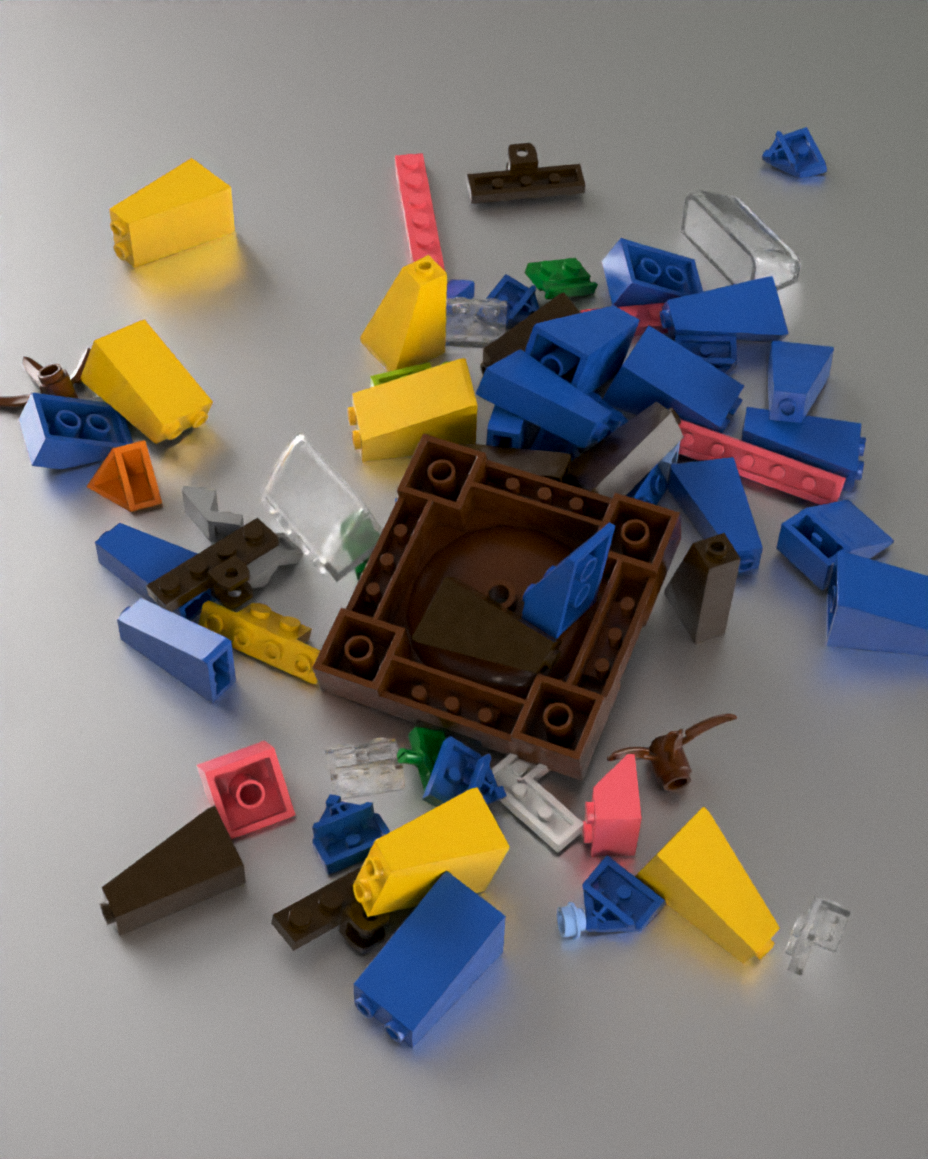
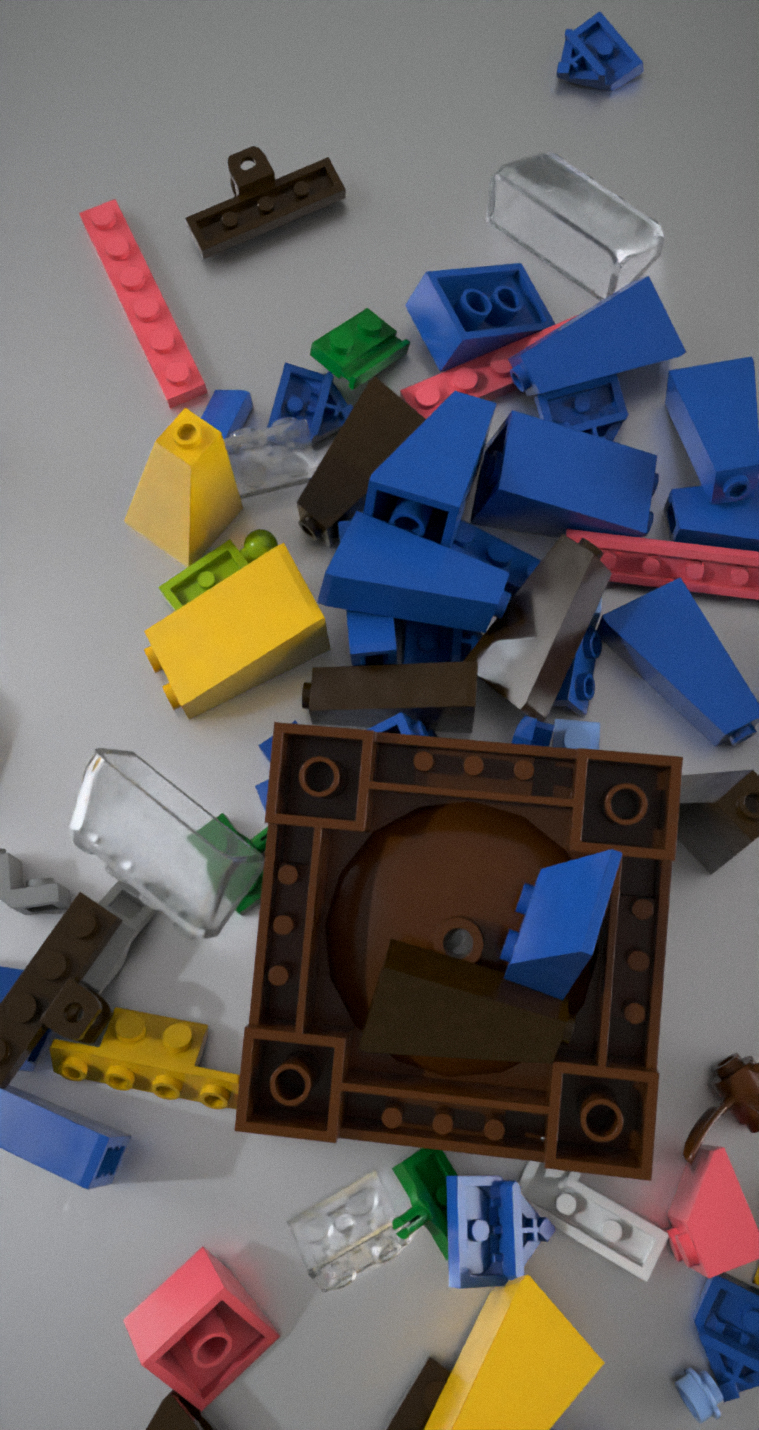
camera: 10 degrees left, 20 degrees up
(346, 833) = (361, 1348): blue slope -> none

